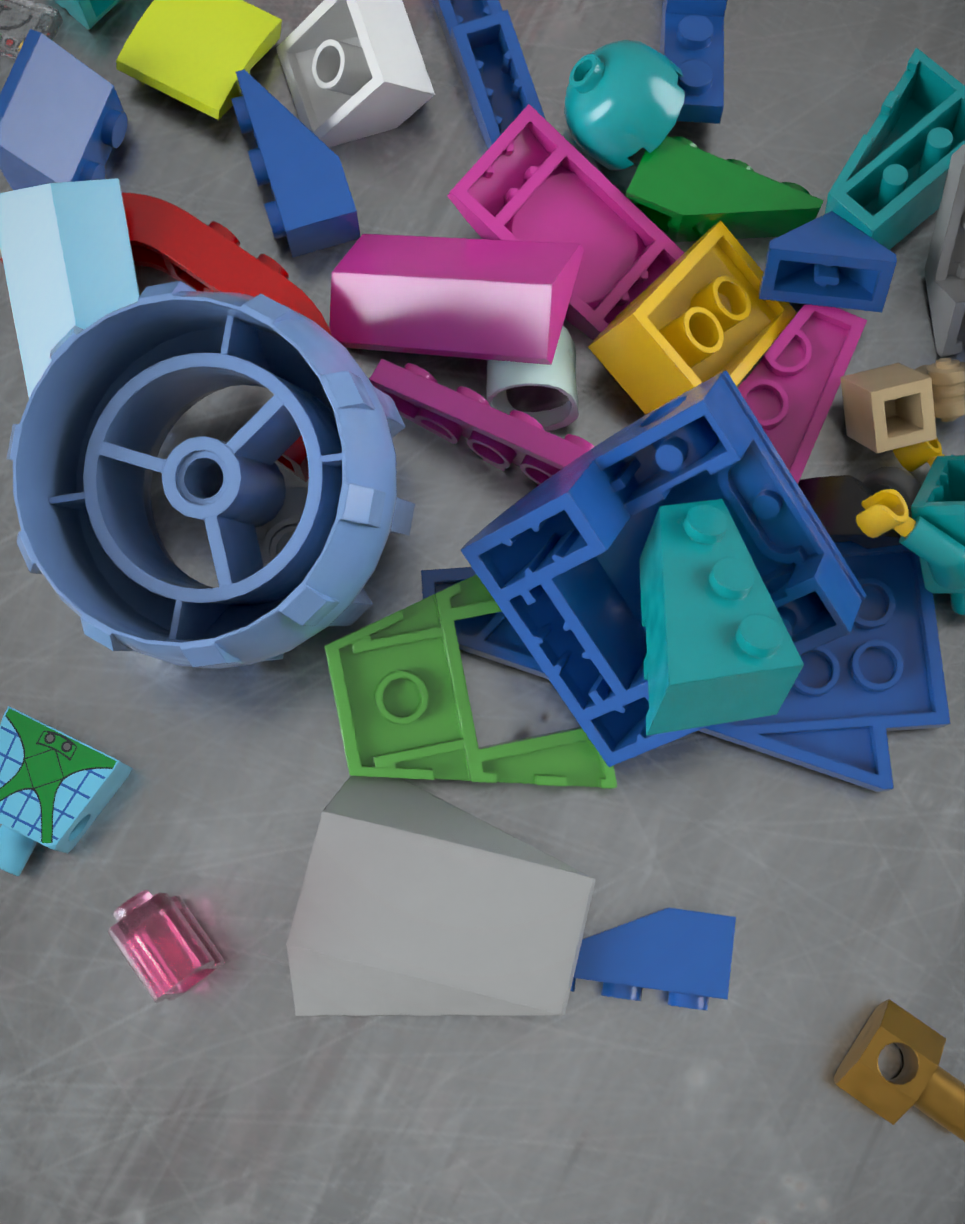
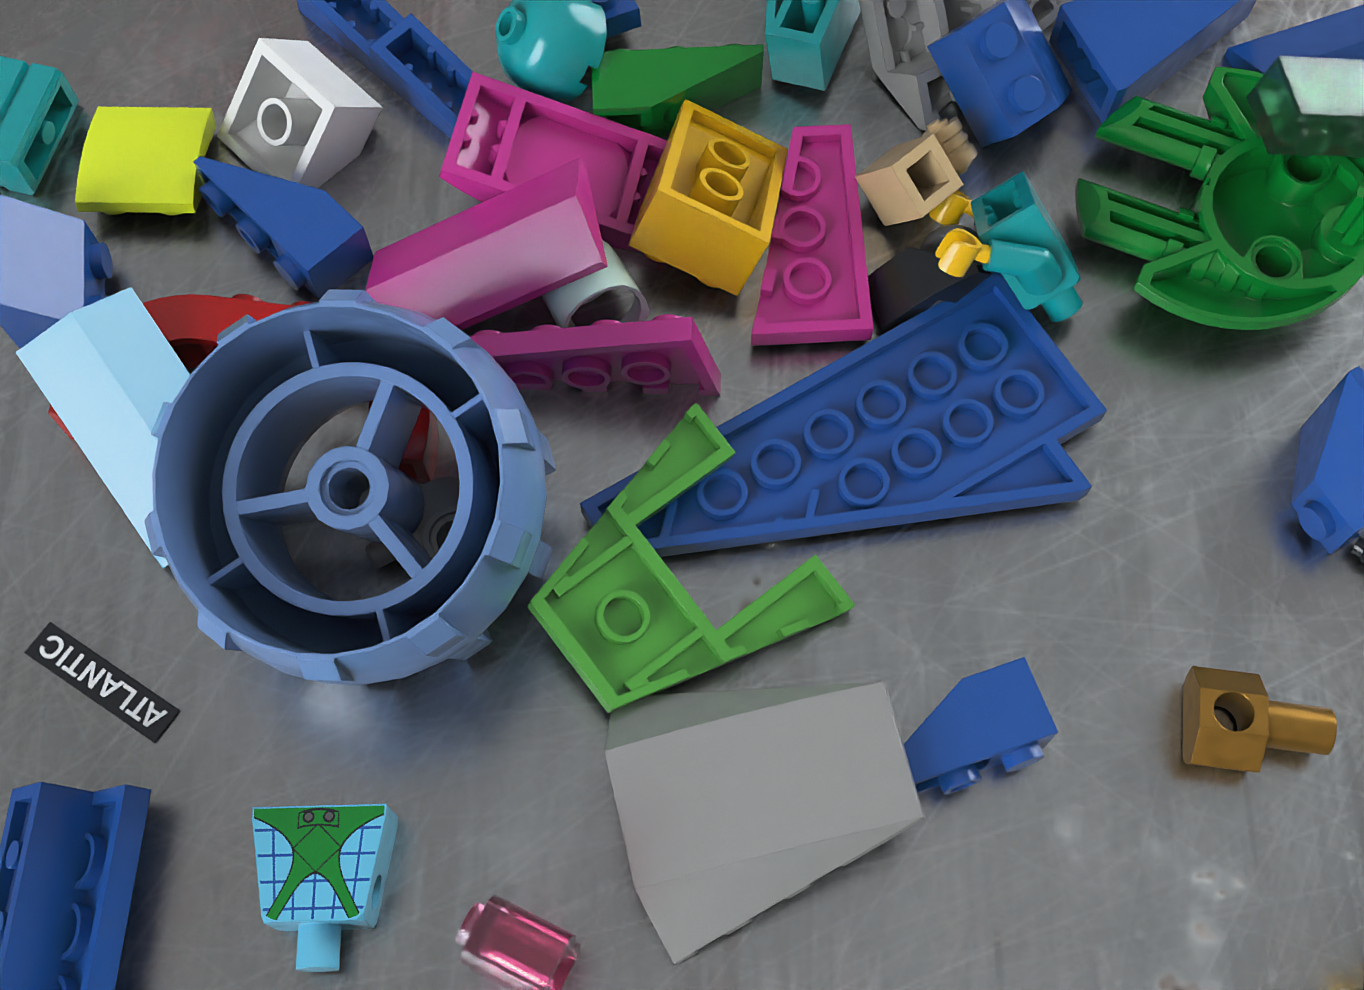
camera: 25 degrees left, 10 degrees down
(572, 549) = (803, 384): blue slope -> none
(709, 624) = (870, 395): teal wedge -> none
(828, 266) = (797, 92): blue slope -> none

